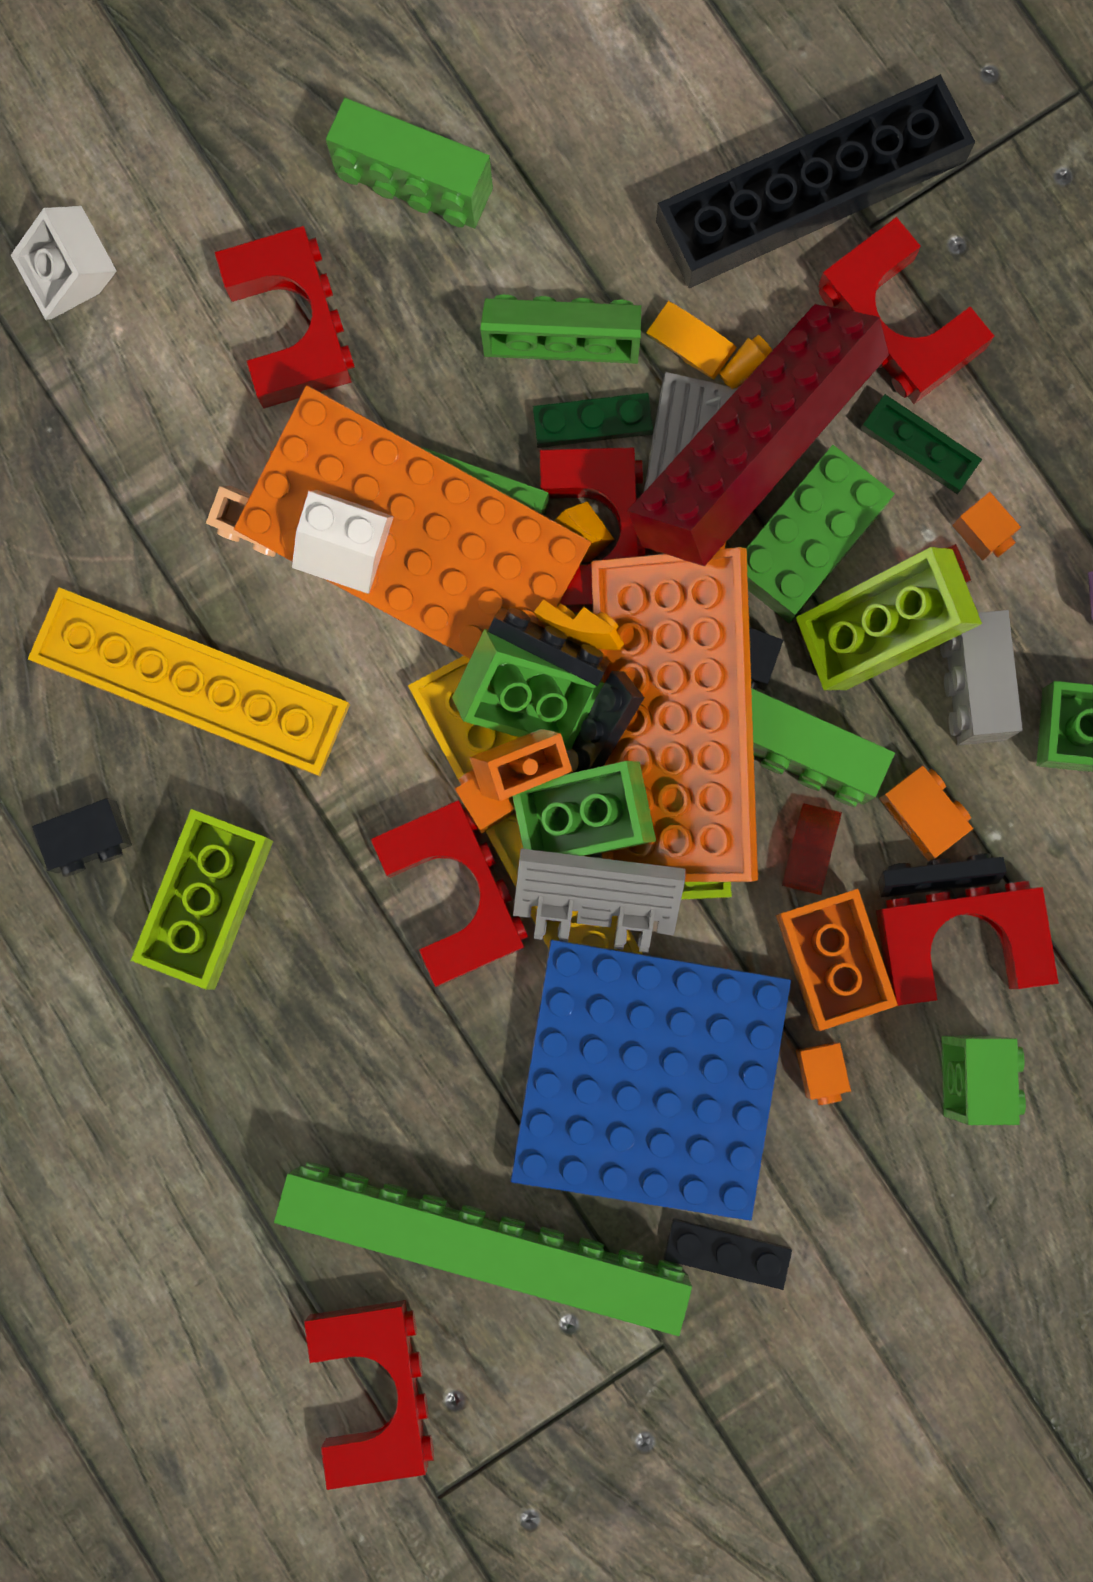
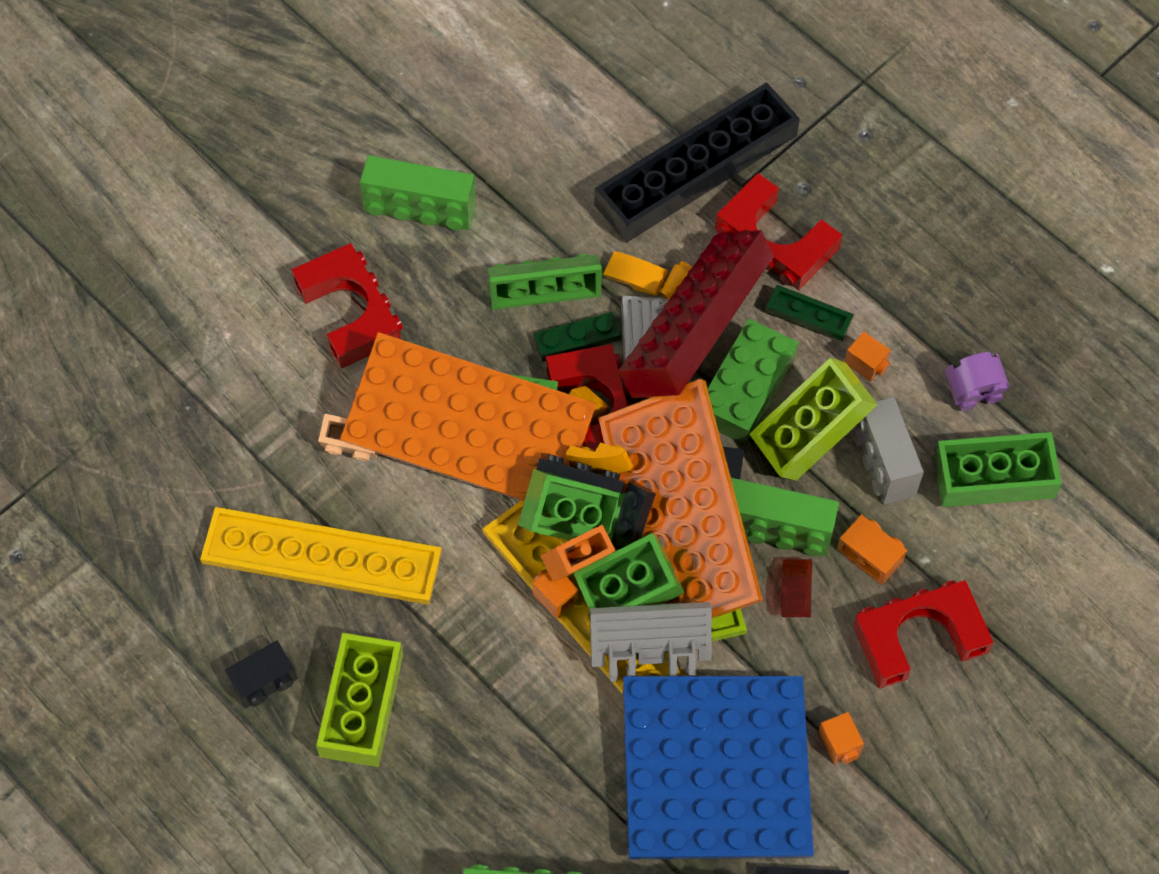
camera: 20 degrees left, 20 degrees down
(62, 260) = (181, 294): white slope -> none
(340, 540) = (420, 429): white slope -> none
(450, 835) = (534, 626): red arch -> none
(836, 960) = (831, 657): orange brick -> none
(941, 875) = (892, 587): black plate -> none
(982, 1080) = (954, 711): bright green brick -> none

